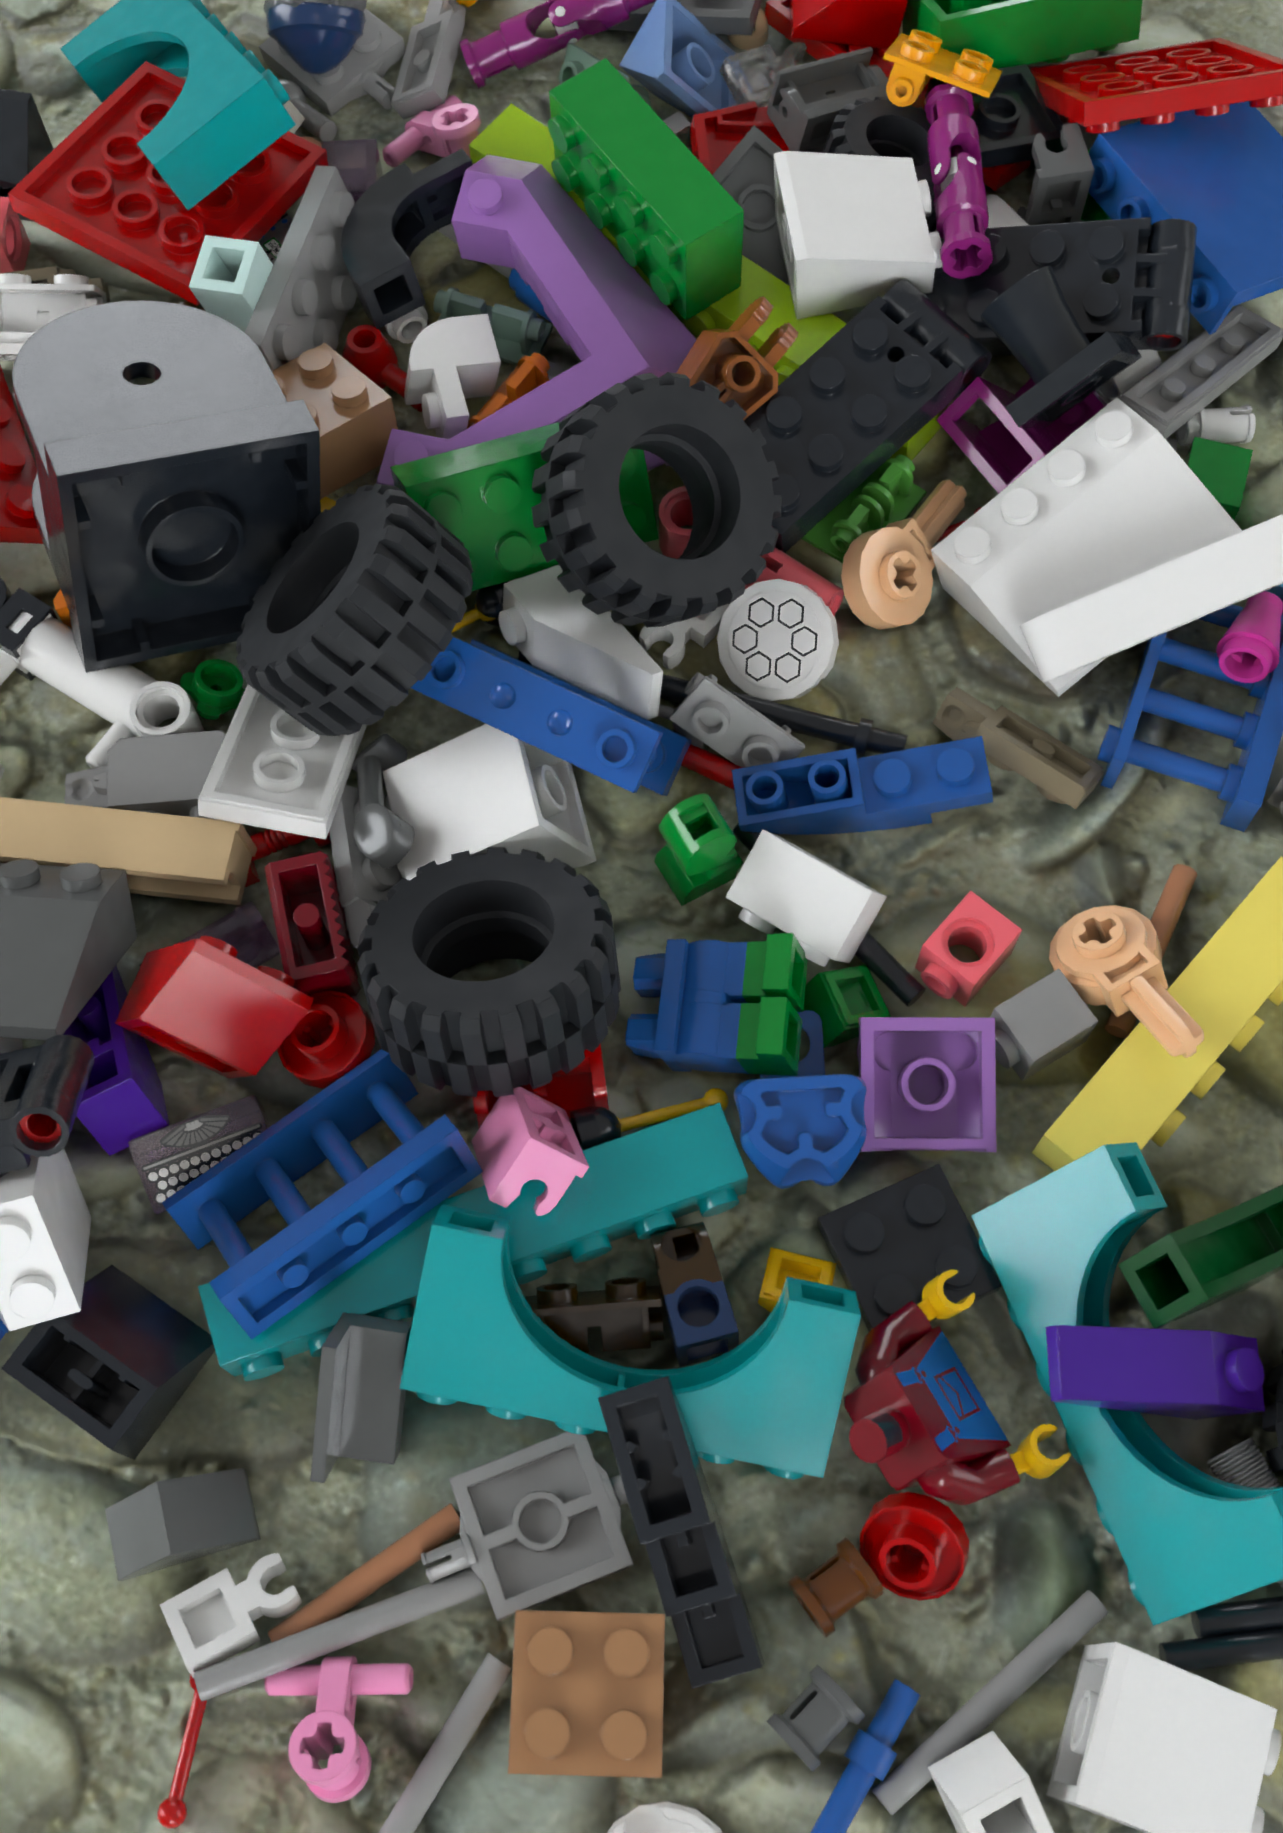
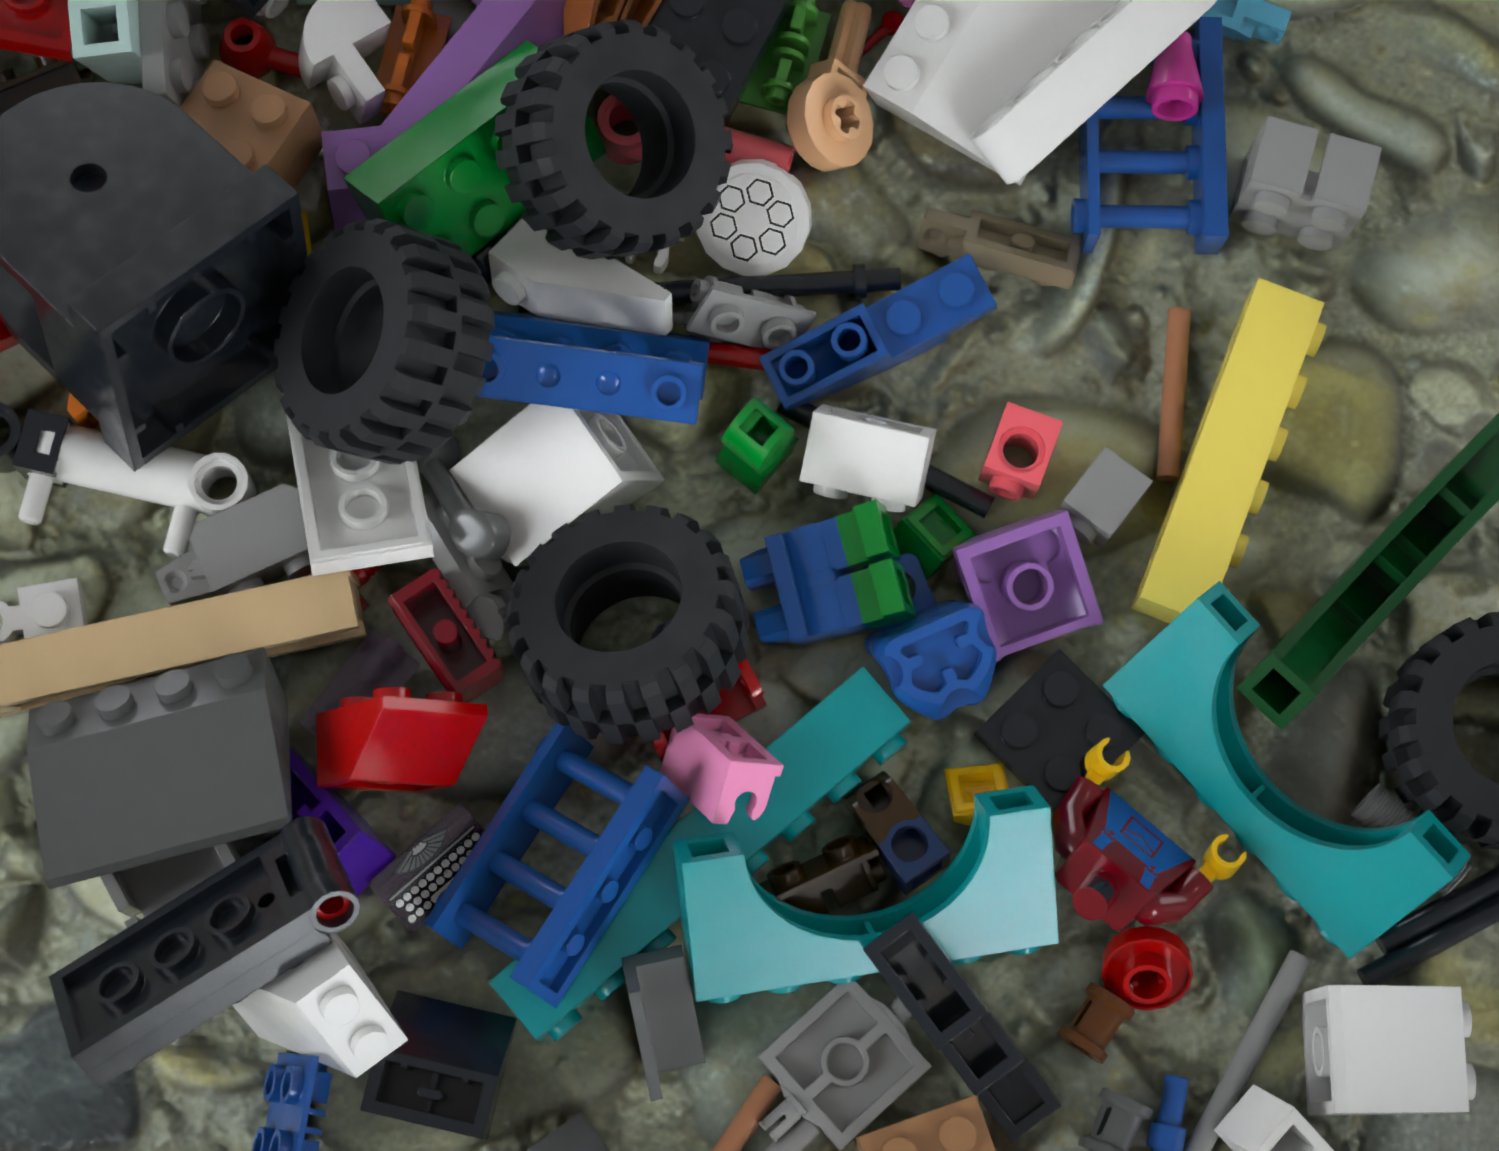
camera: 30 degrees left, 10 degrees up
(214, 687) = (254, 426): green plate -> none
(328, 1040) = (509, 733): red plate -> none
(599, 1125) = (768, 722): hinge -> none
(1117, 962) = (1148, 421): light nougat piece -> none
(1155, 1370) = (1291, 761): dark purple slope -> none

